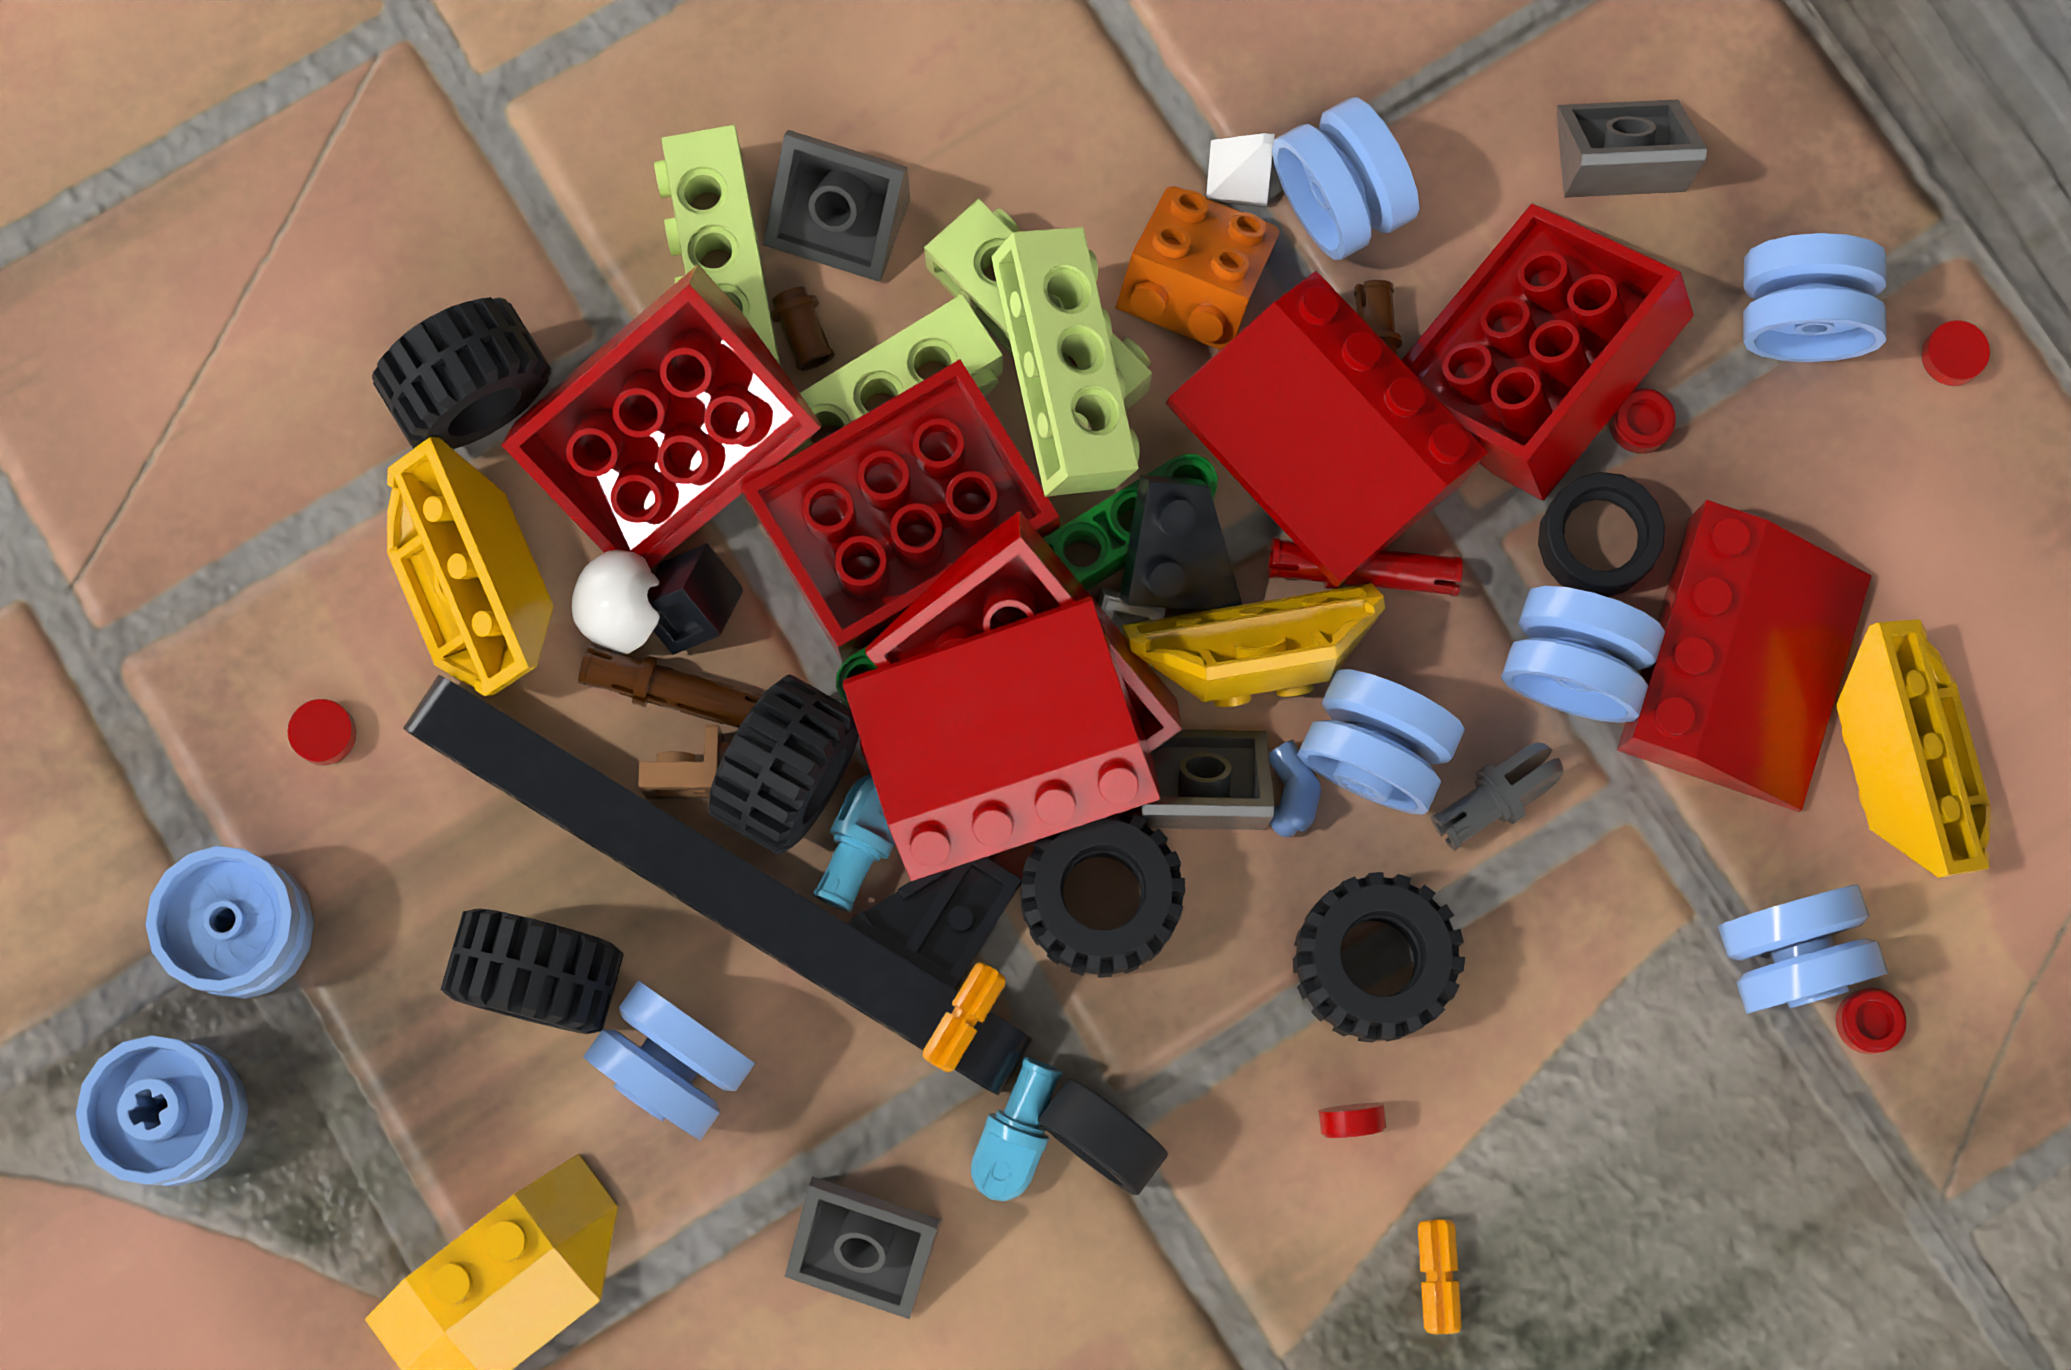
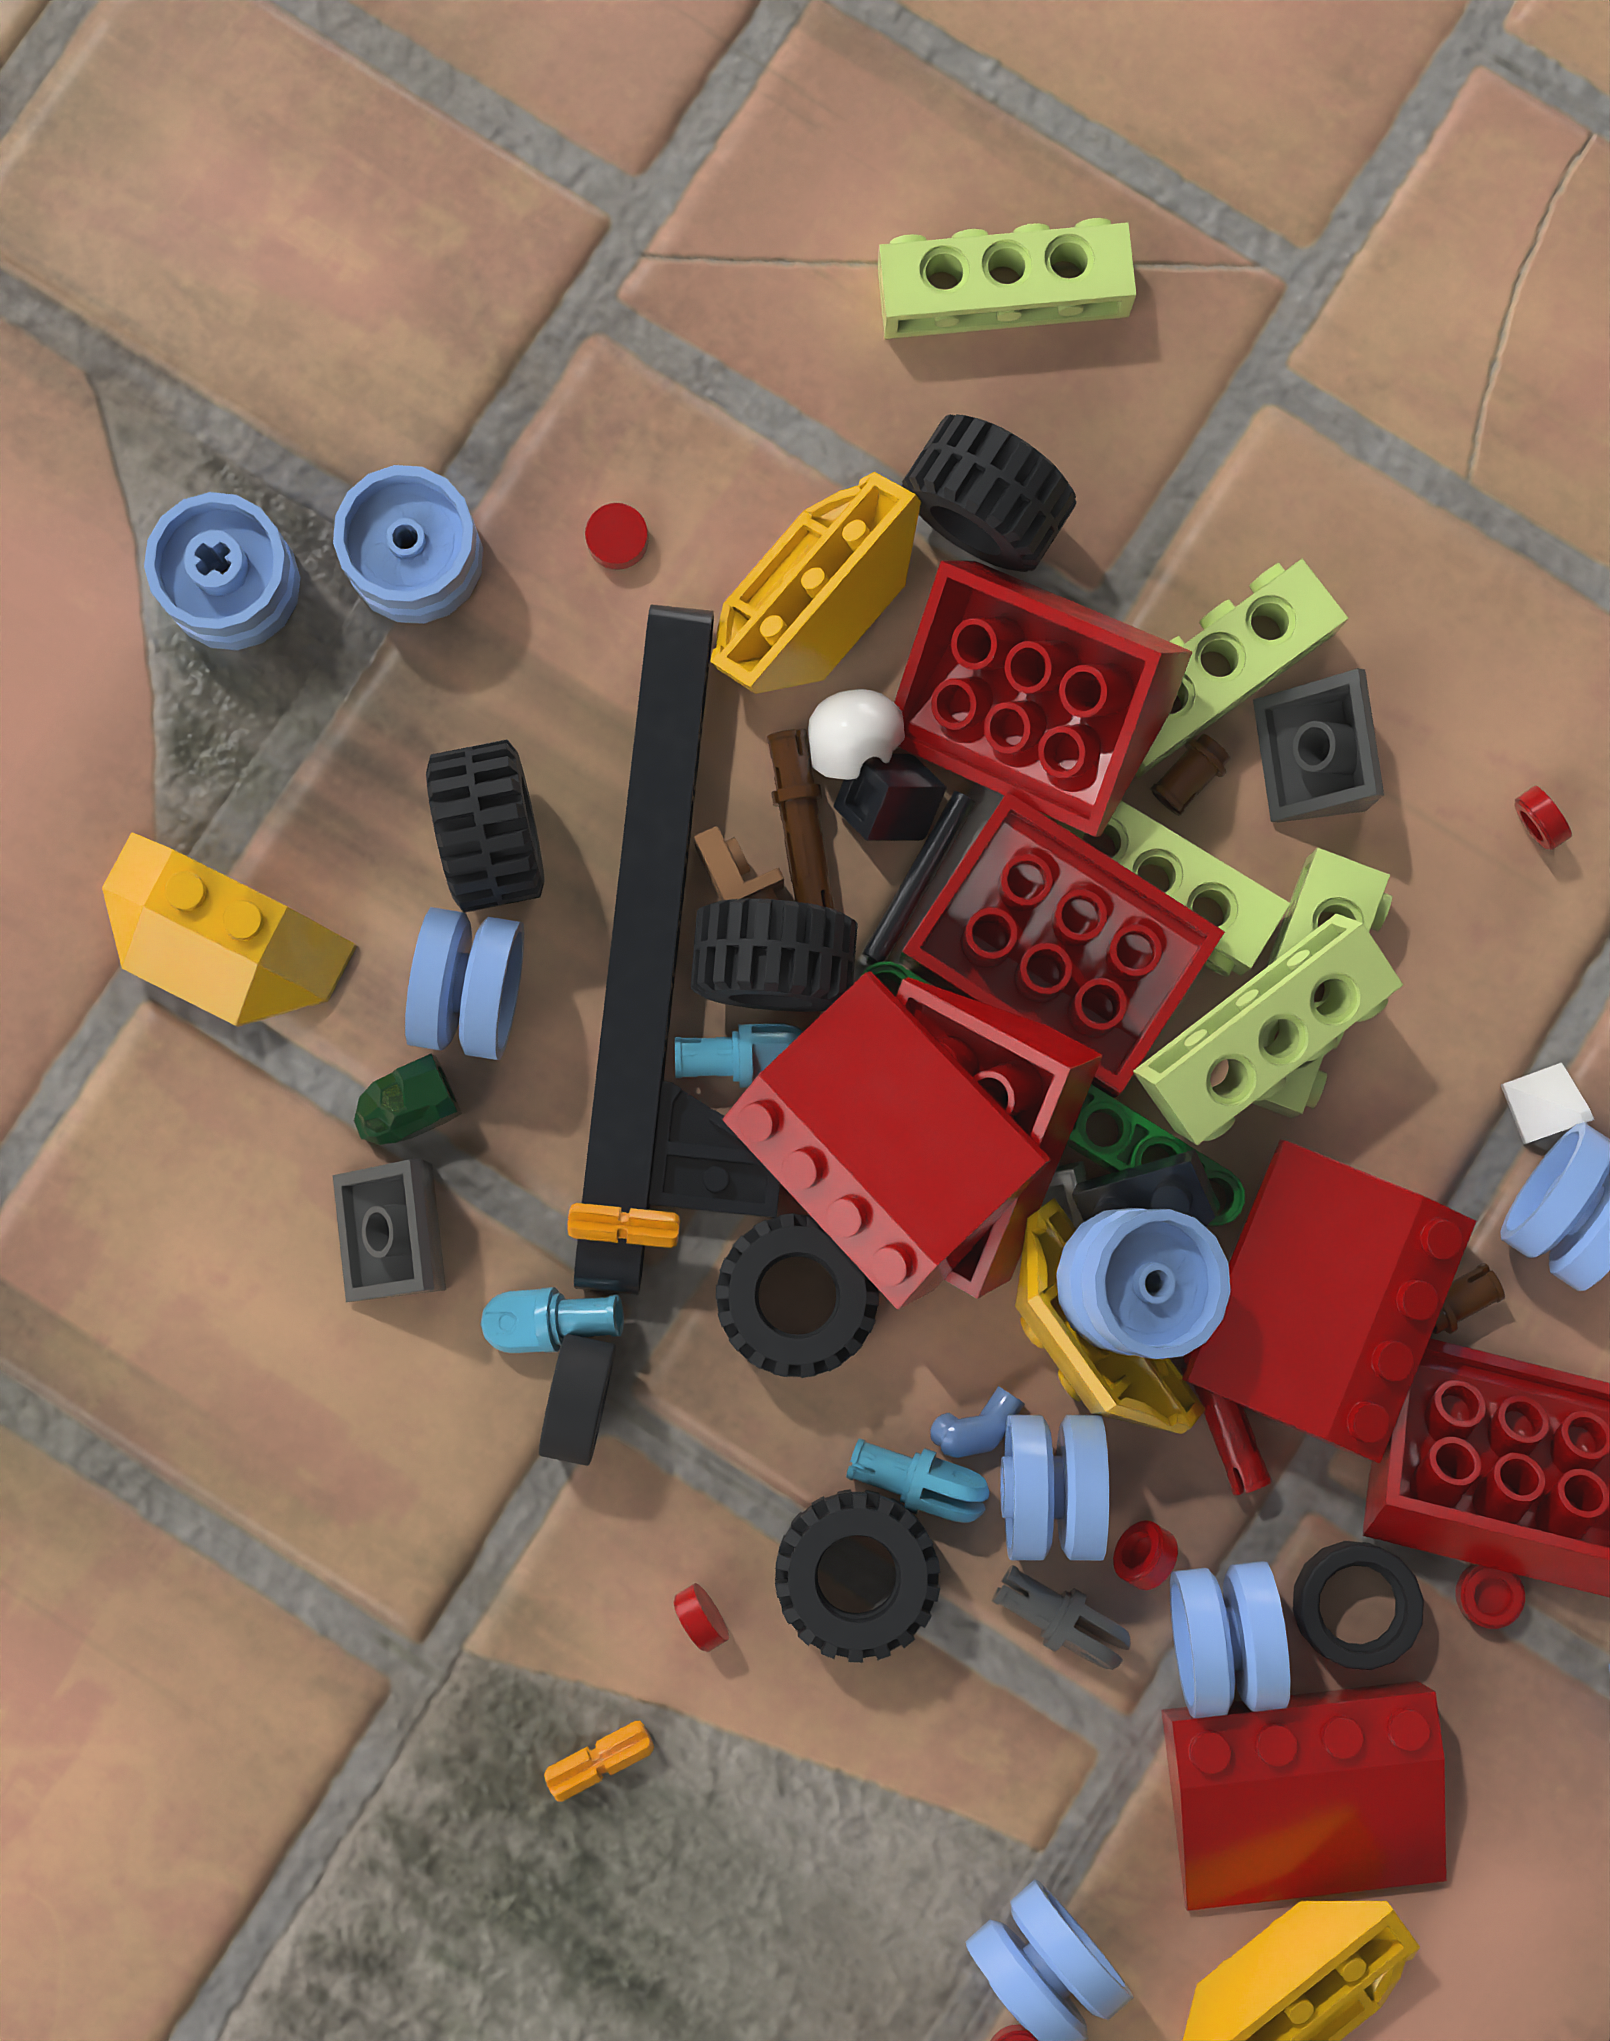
camera: 65 degrees right, 5 degrees up
(255, 363) = (979, 302): none -> yellowish green brick
(751, 1173) = (406, 1103): none -> dark green rock
(776, 609) = (918, 878): none -> black bar
(991, 51) = (1542, 818): none -> red tile
(1196, 267) = (1430, 1107): orange bracket -> none
(1212, 781) = (951, 1347): dark grey slope -> none
(1238, 570) = (1143, 1282): none -> light blue wheel
(1320, 862) = (922, 1481): none -> medium azure arm
(1476, 695) = (1145, 1555): none -> red tile

